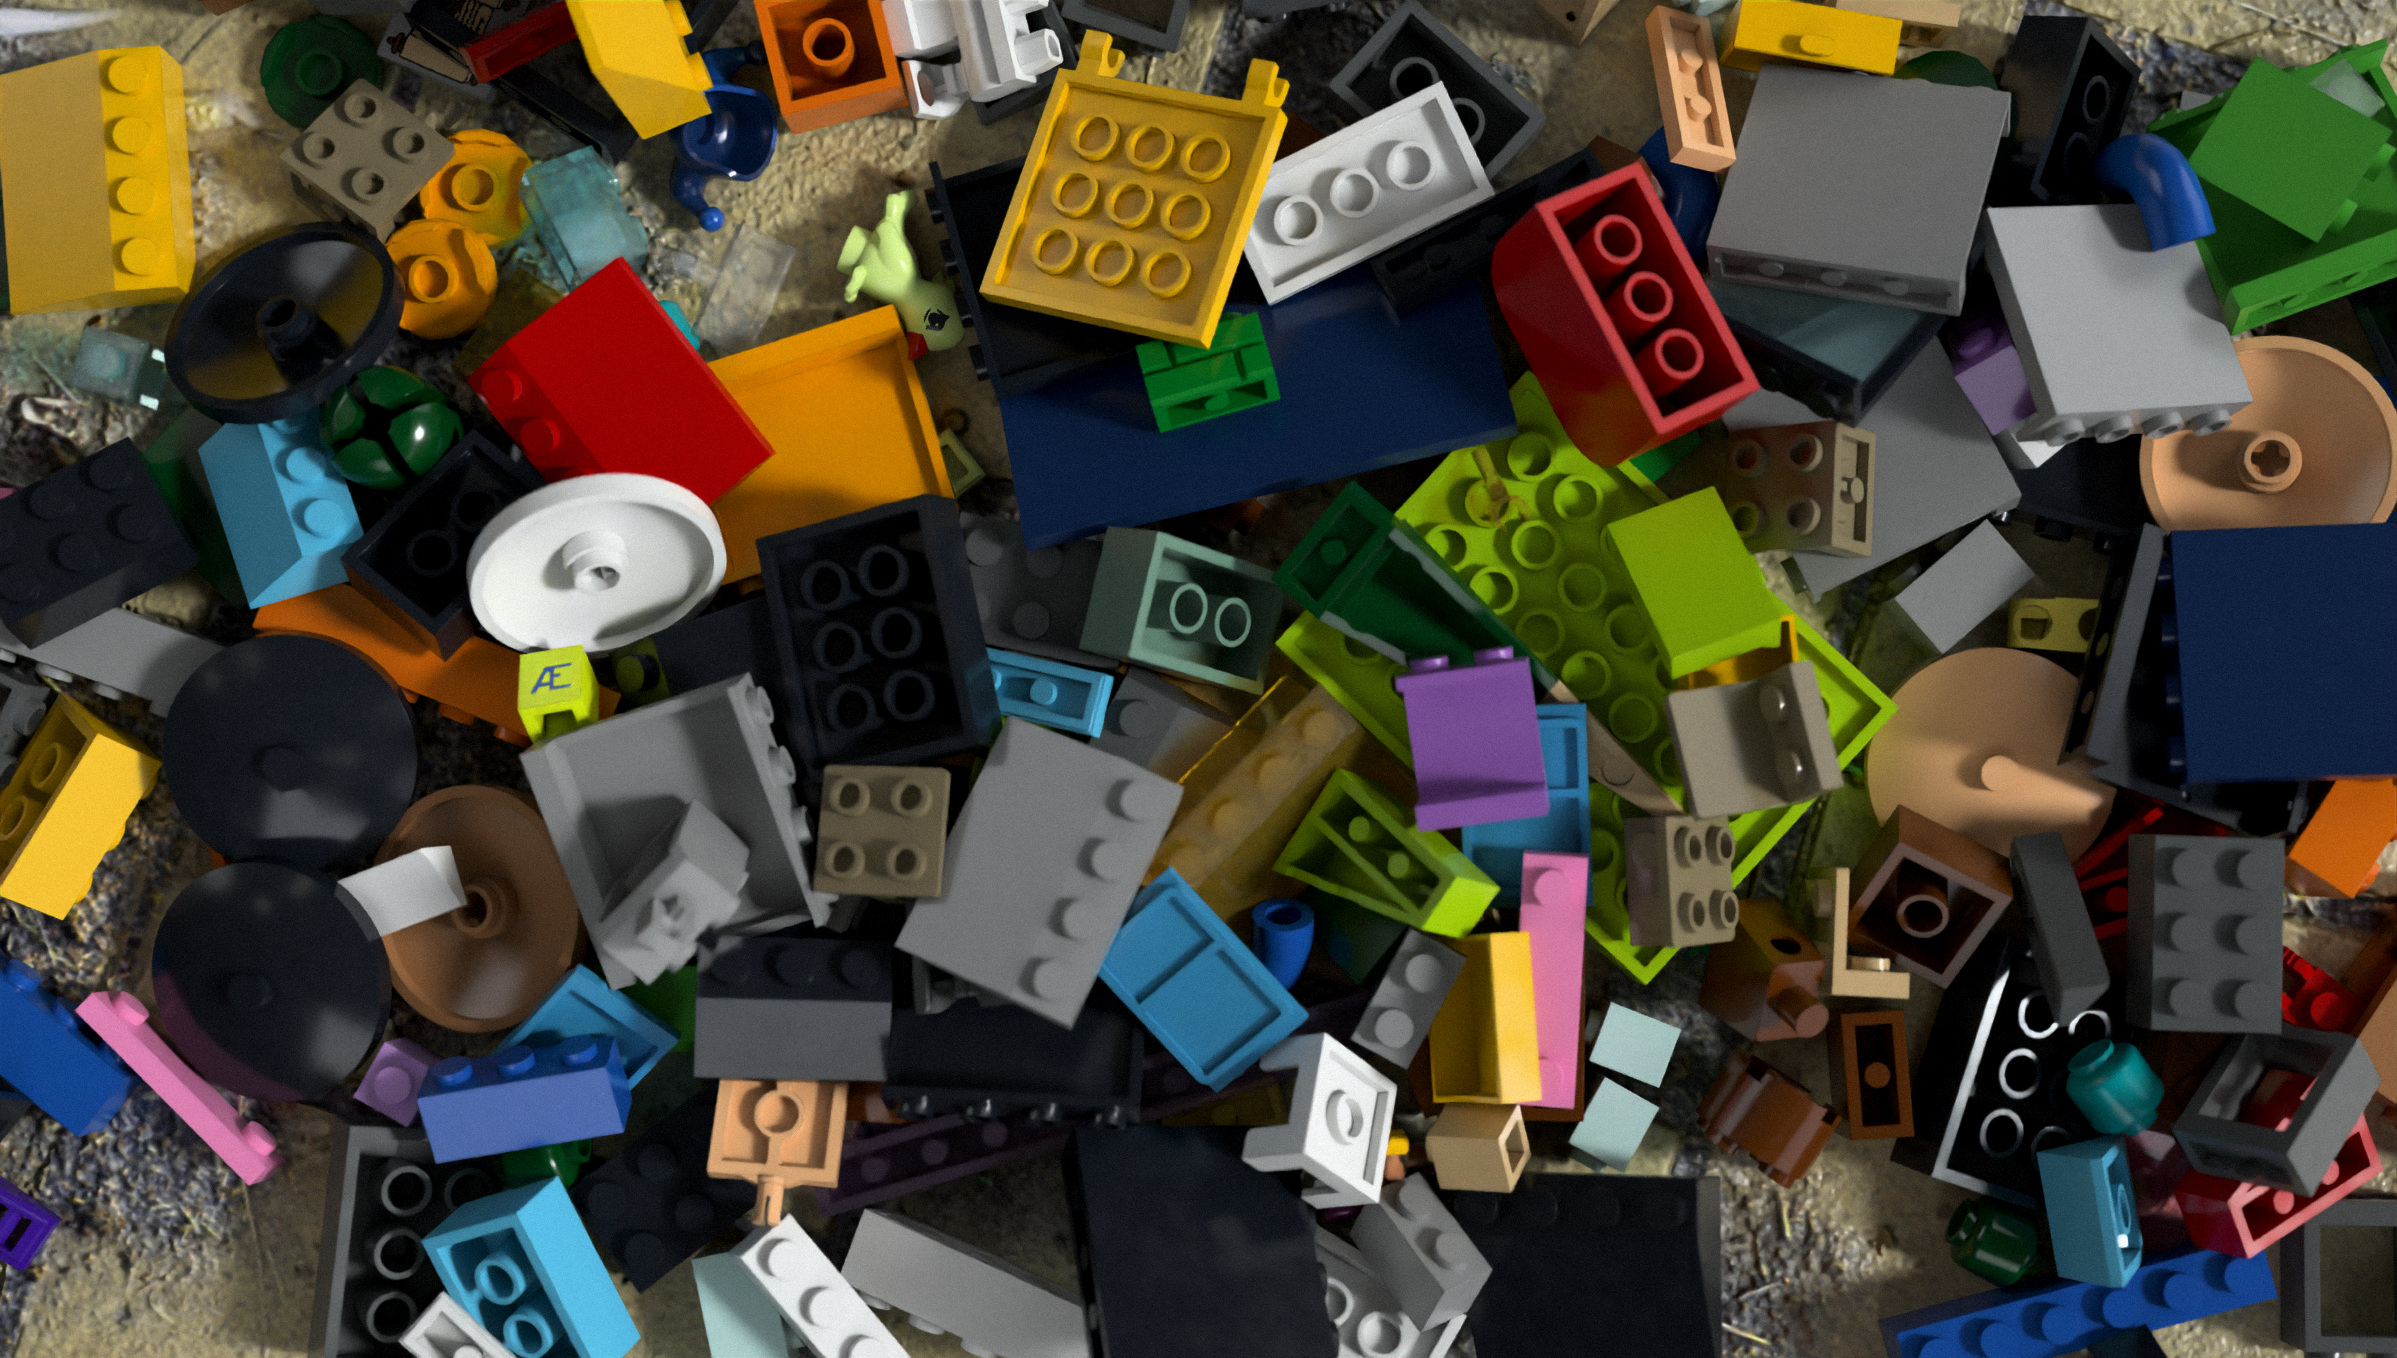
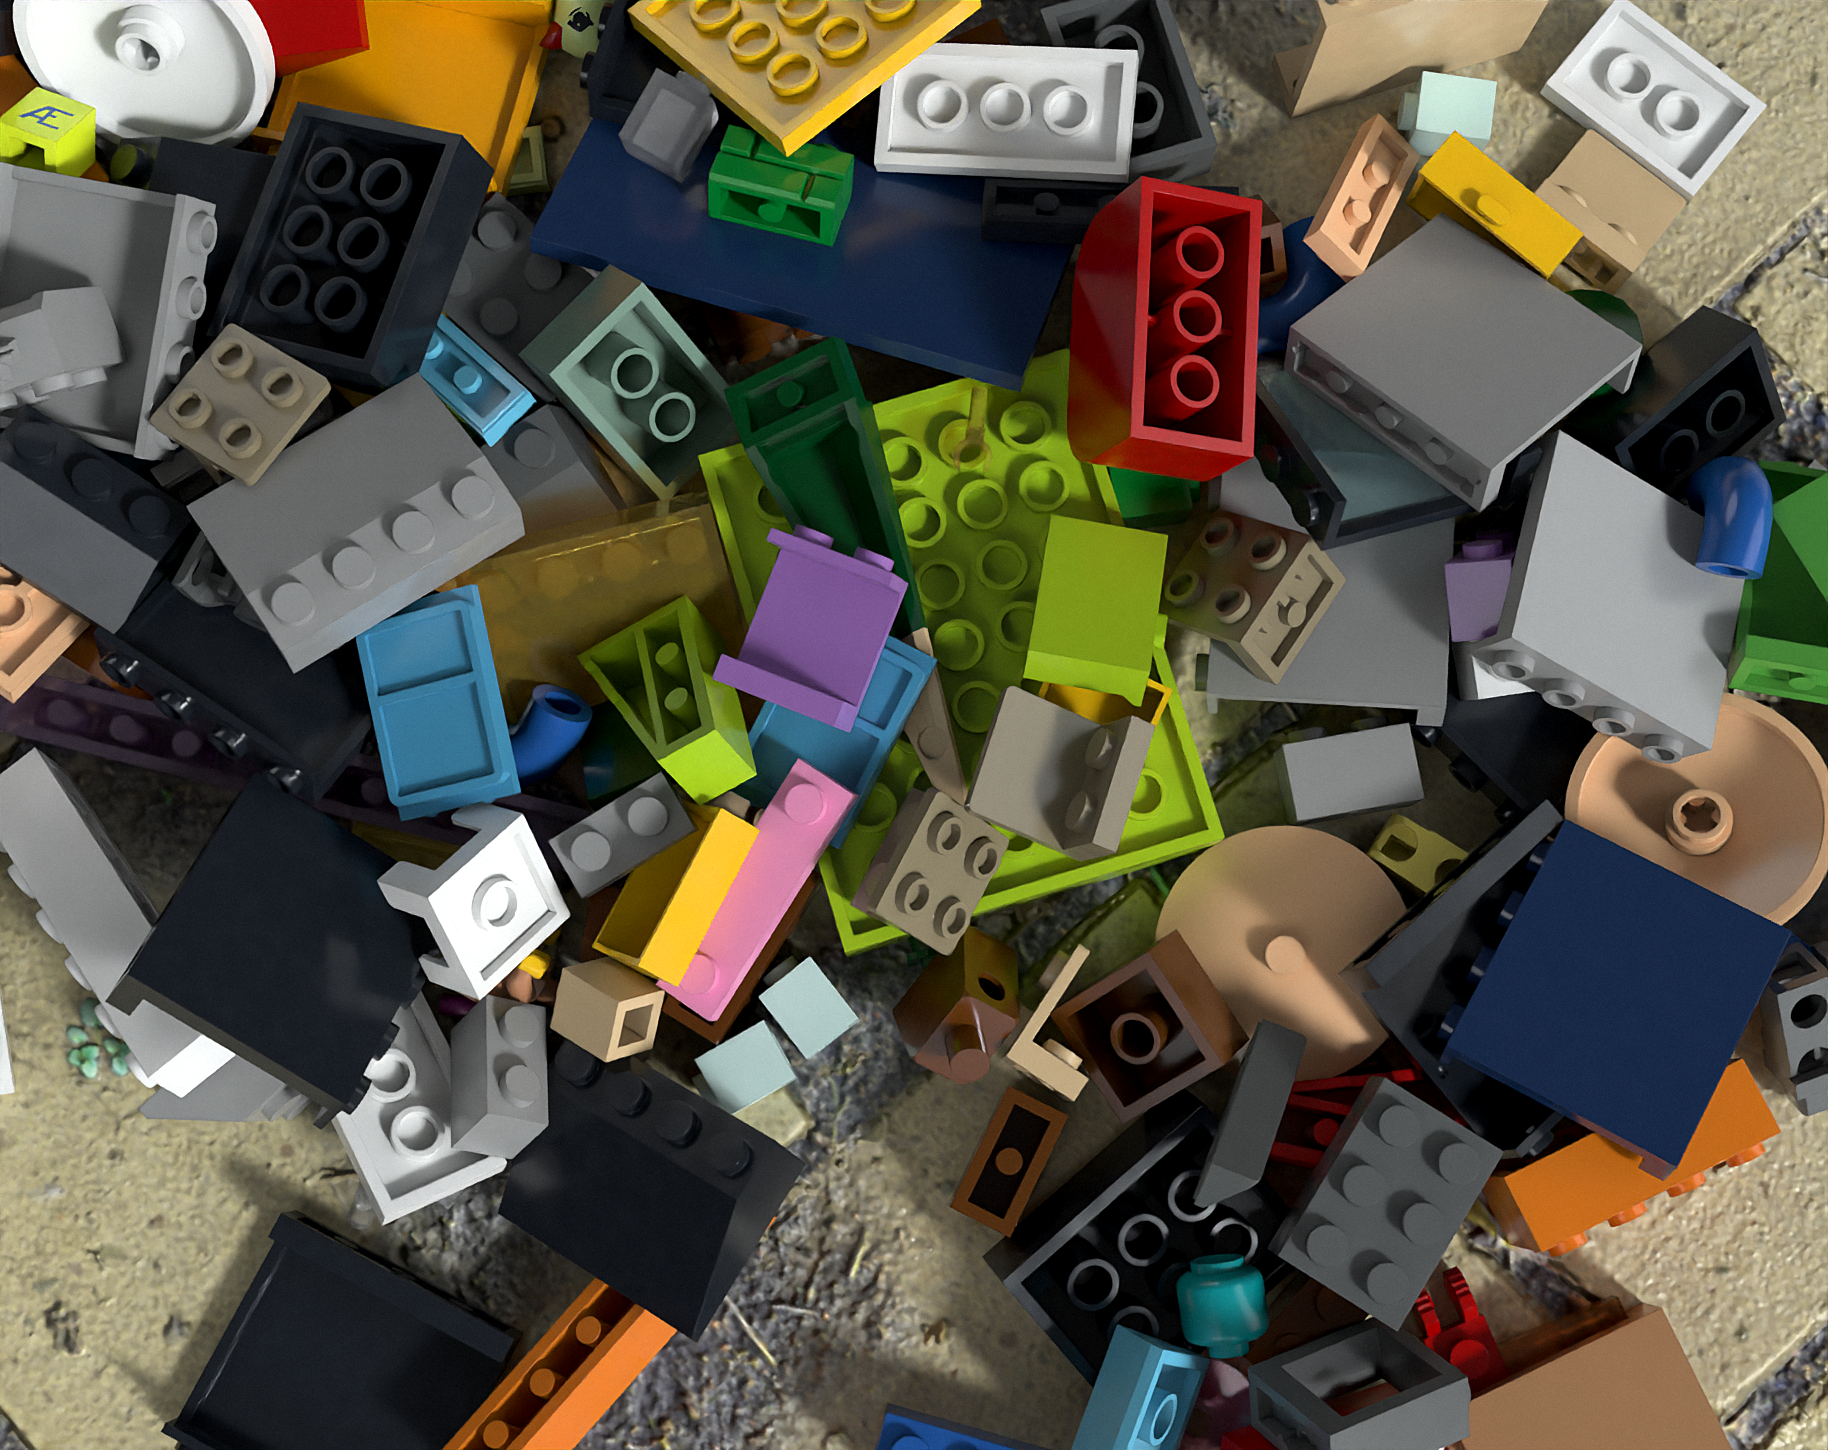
camera: 25 degrees right, 5 degrees down
(1082, 371) = (670, 123): none -> clear brick
(1767, 1116) = (888, 1145): reddish brown brick -> none
(1995, 1240) = (1034, 1388): dark green head -> none

